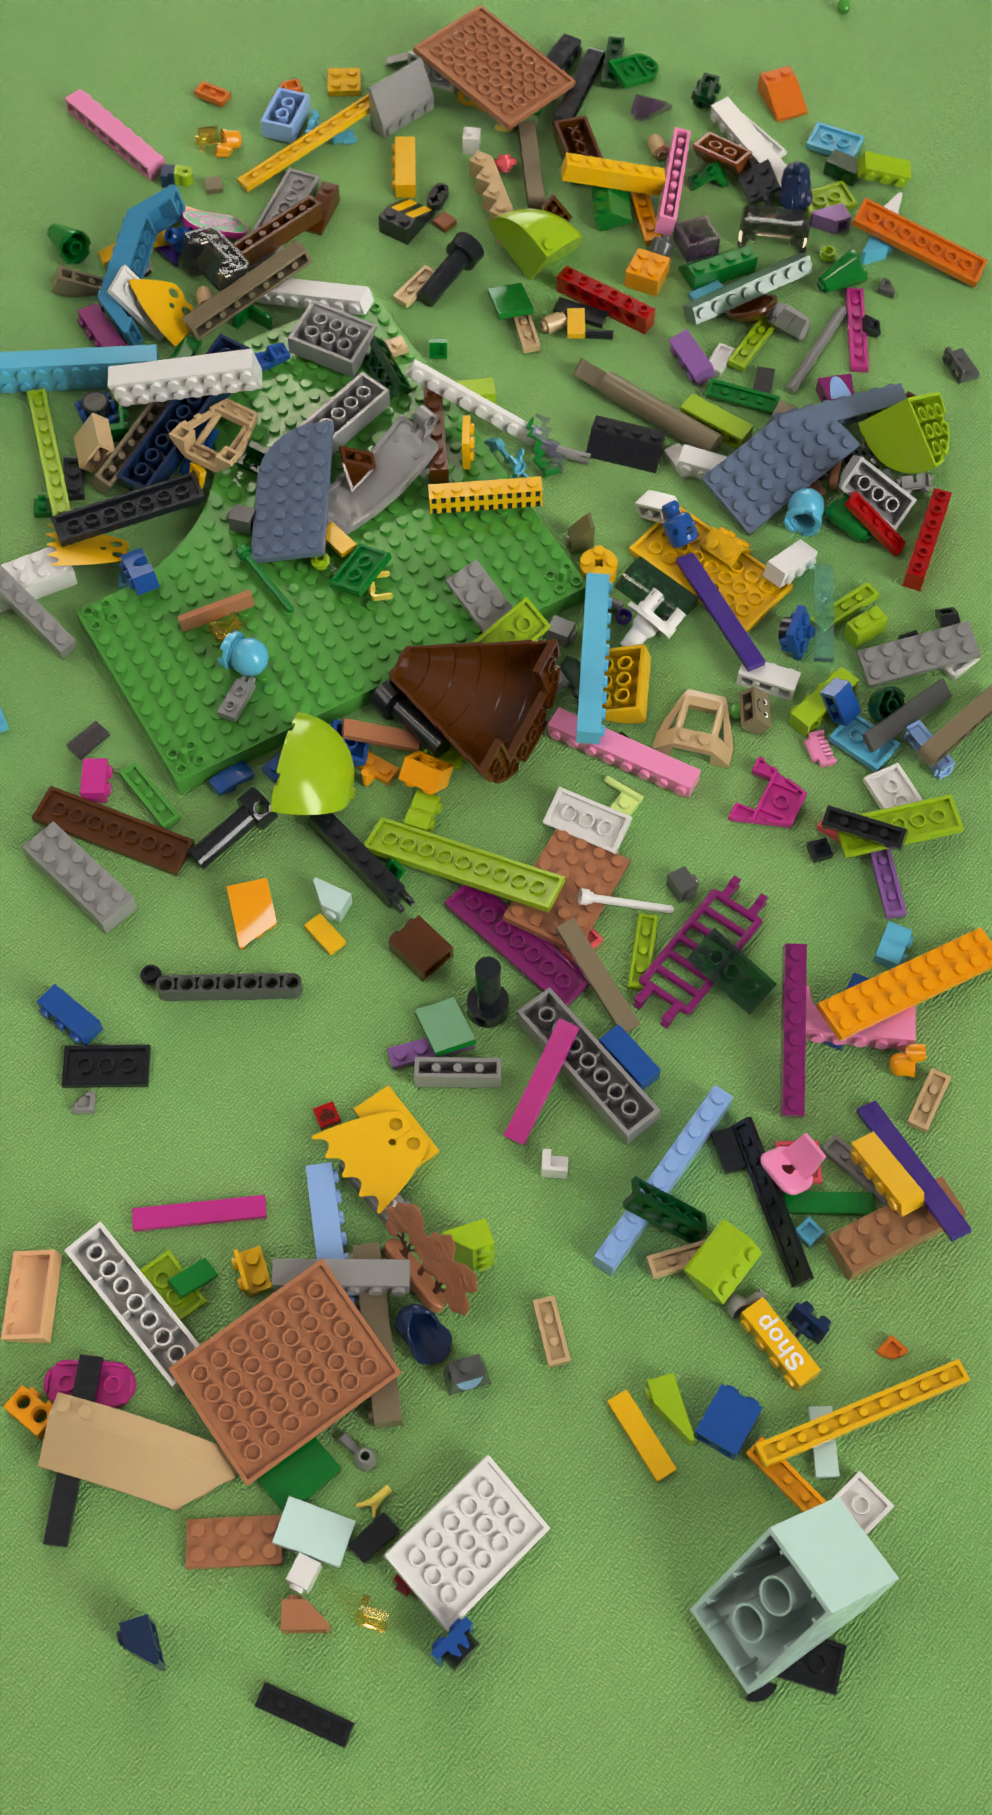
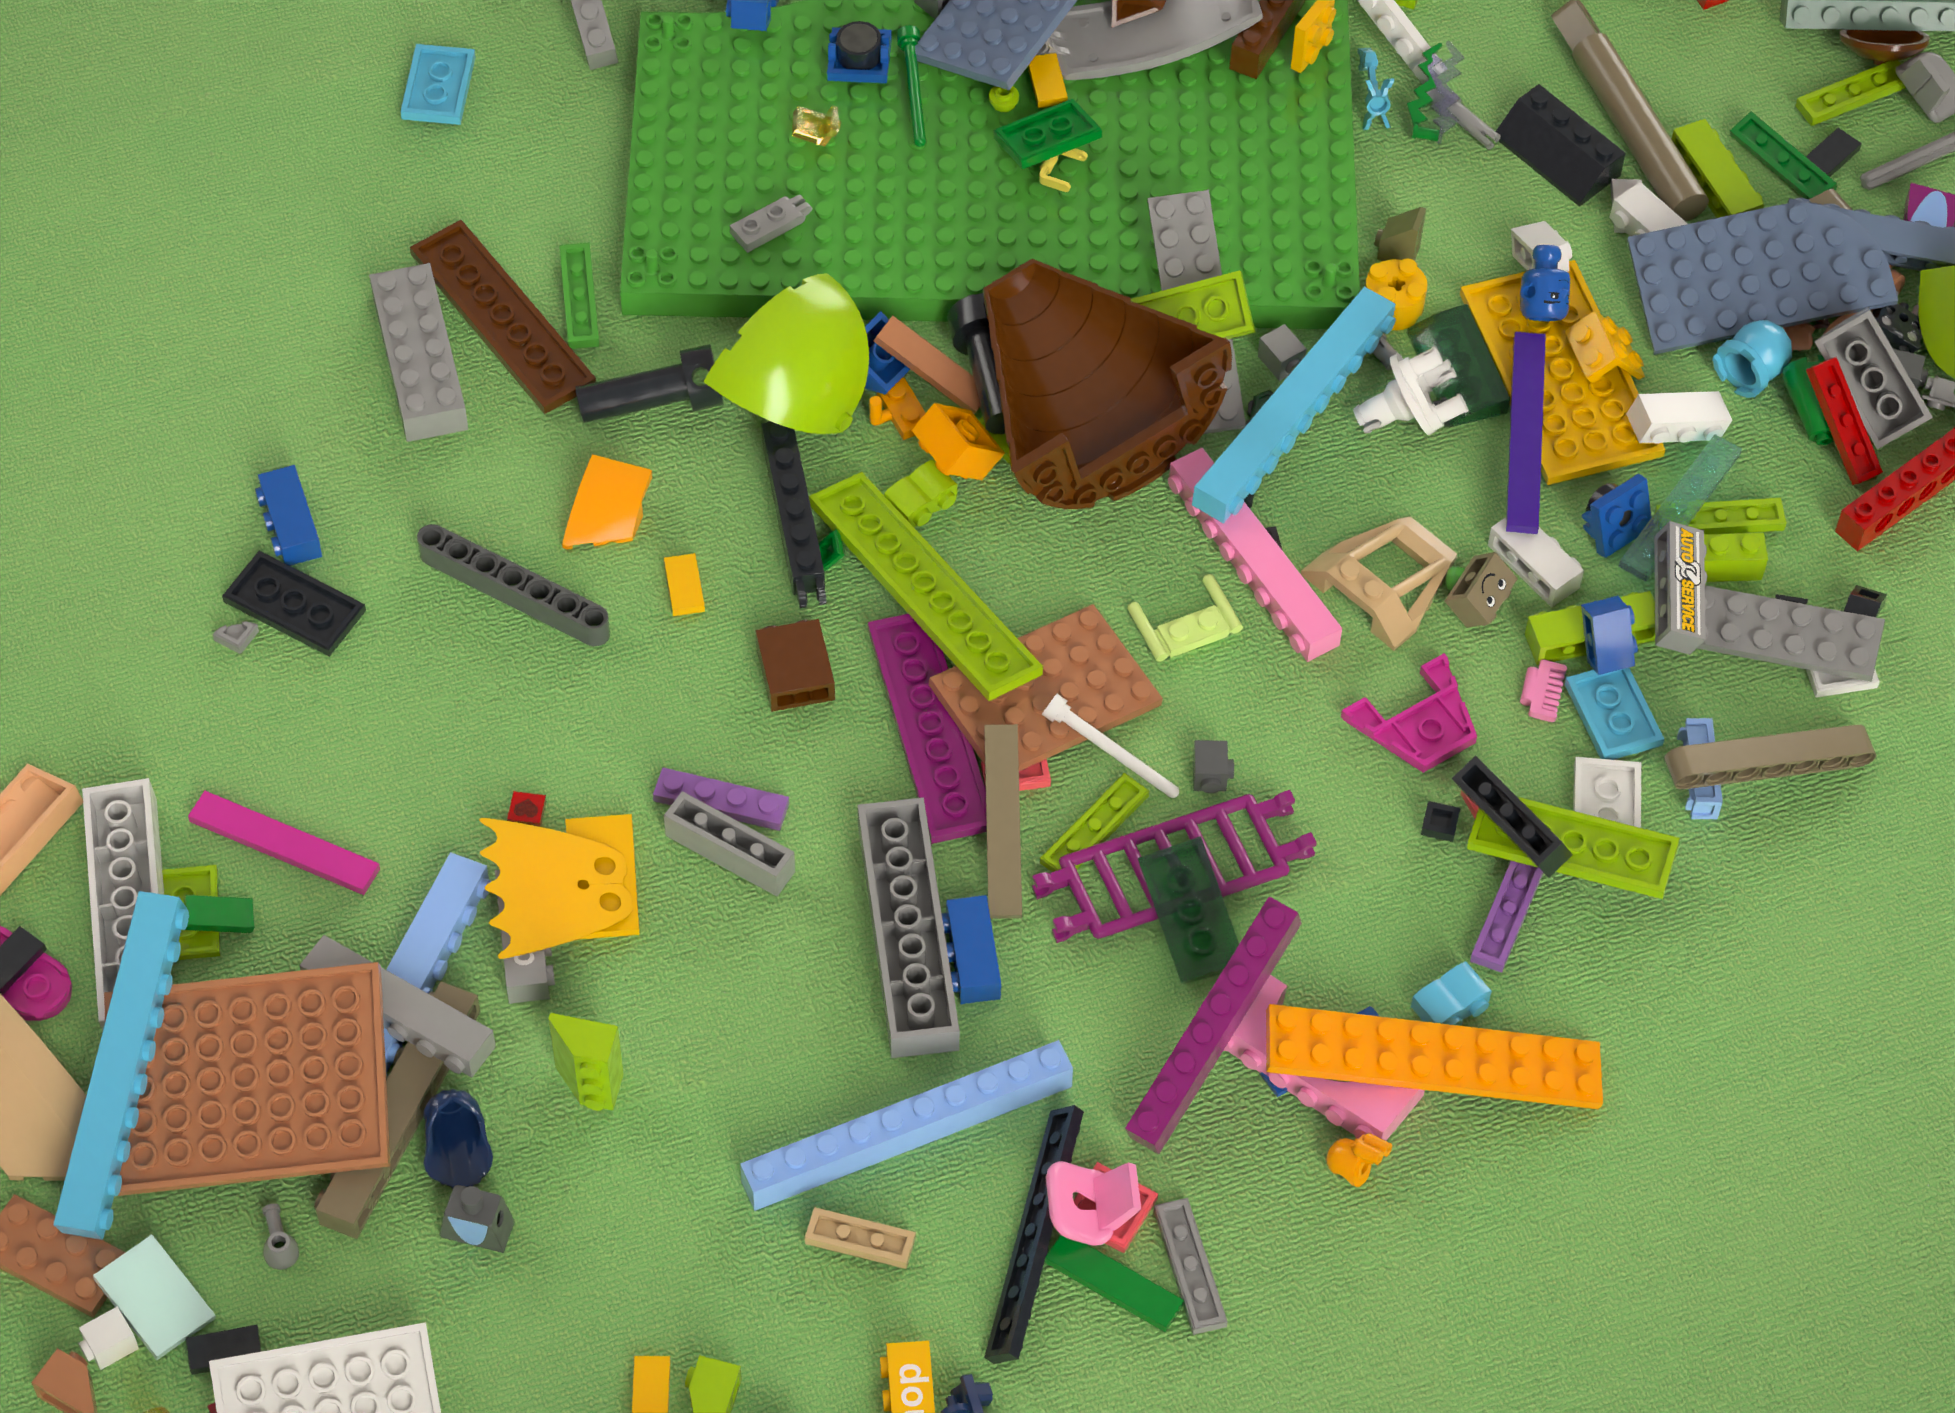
camera: 30 degrees right, 5 degrees down
(88, 740) = (550, 187): tile -> none
(95, 779) = (523, 241): dark pink brick -> none
(150, 974) = (425, 515): black plate -> none
(209, 1407) = (121, 1066): none -> medium azure brick
(215, 610) = (818, 95): nougat tile -> none
(222, 575) = (859, 53): none -> piece
(229, 778) = (694, 324): blue slope -> none
(243, 654) = (810, 166): medium azure tile -> none
(253, 1271) = (295, 940): yellow bracket -> none
(300, 1474) = (190, 1220): green tile -> none
(332, 900) = (721, 545): light aqua slope -> none
(375, 1500) = (258, 1306): light yellow bar -> none
(437, 1260) = (518, 1050): nougat plant -> none
(445, 1027) = (754, 779): tile -> none
(485, 495) = (1291, 115): yellow brick -> none
(487, 999) = (832, 774): black piece -> none
(541, 1081) = (828, 911): dark pink tile -> none
(551, 1331) = (623, 1231): tan plate -> none
(554, 1165) = (774, 1030): white panel -> none
(587, 820) = (1137, 615): white plate -> none
(627, 613) = (1381, 372): dark purple hinge -> none
(627, 684) = (1322, 466): yellow slope -> none
(665, 1213) = (870, 1163): dark green fence -> none
(691, 358) = (1743, 70): medium lavender brick -> none
(720, 358) = (1784, 94): white tile -> none
(722, 1262) = (905, 1266): lime slope -> none
(728, 1150) = (1024, 1139): black tile -> none
(737, 1304) = (893, 1331): light grey bar -> none
(809, 1232) = (1059, 1302): medium azure tile -> none
(857, 656) = (1680, 588): none -> light grey brick
(884, 702) = (1680, 678): dark green cylinder -> none
(884, 1236) = (1180, 1360): medium nougat brick -> none
(887, 1174) = (1210, 1278): yellow brick -> none
(906, 715) = (1699, 702): dark grey tile -> none
(928, 1100) = (1352, 1226): tan plate -> none
(934, 1197) = (1252, 1296): dark purple tile -> none

